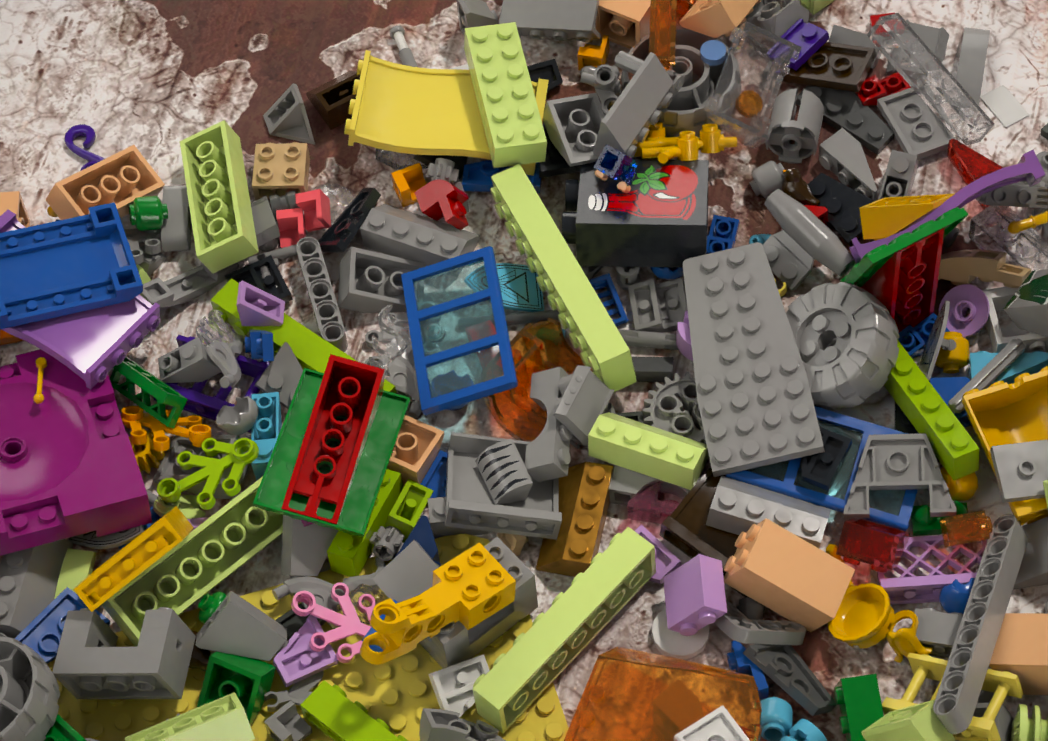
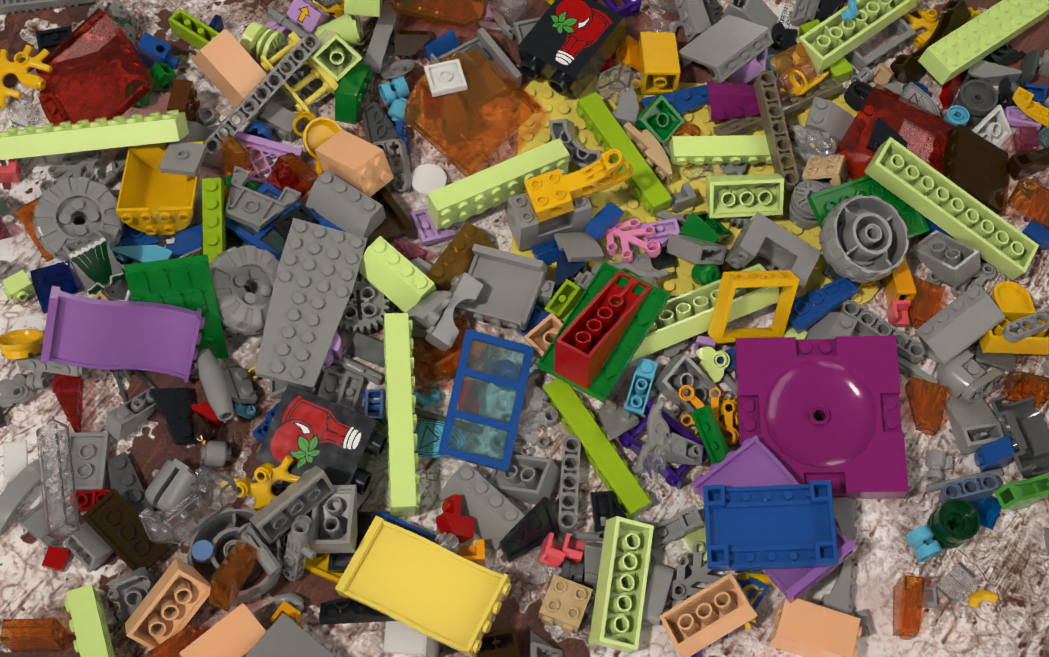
camera: 170 degrees left, 5 degrees up
(40, 364) = (794, 444): yellow hinge -> none
(148, 213) = (679, 587): green head -> none
(211, 470) = (686, 360): lime plant -> none
(238, 418) = (658, 388): light grey hair -> none
(258, 307) = (618, 472): lavender slope -> none
(260, 345) = (626, 444): blue slope -> none
(504, 473) = (496, 290): light grey brick -> none
(505, 95) = (376, 570): yellowish green brick -> none
(616, 165) = (328, 454): clear blue piece -> none
(695, 595) = (413, 175): lavender brick -> none
(748, 104) = (199, 505): clear orange tile -> none
(806, 36) = (131, 553): dark purple plate -> none
(848, 162) = (151, 444): light grey slope -> none
(896, 214) = (144, 356): yellow slope -> none
(989, 372) = (162, 242): light grey axle -> none

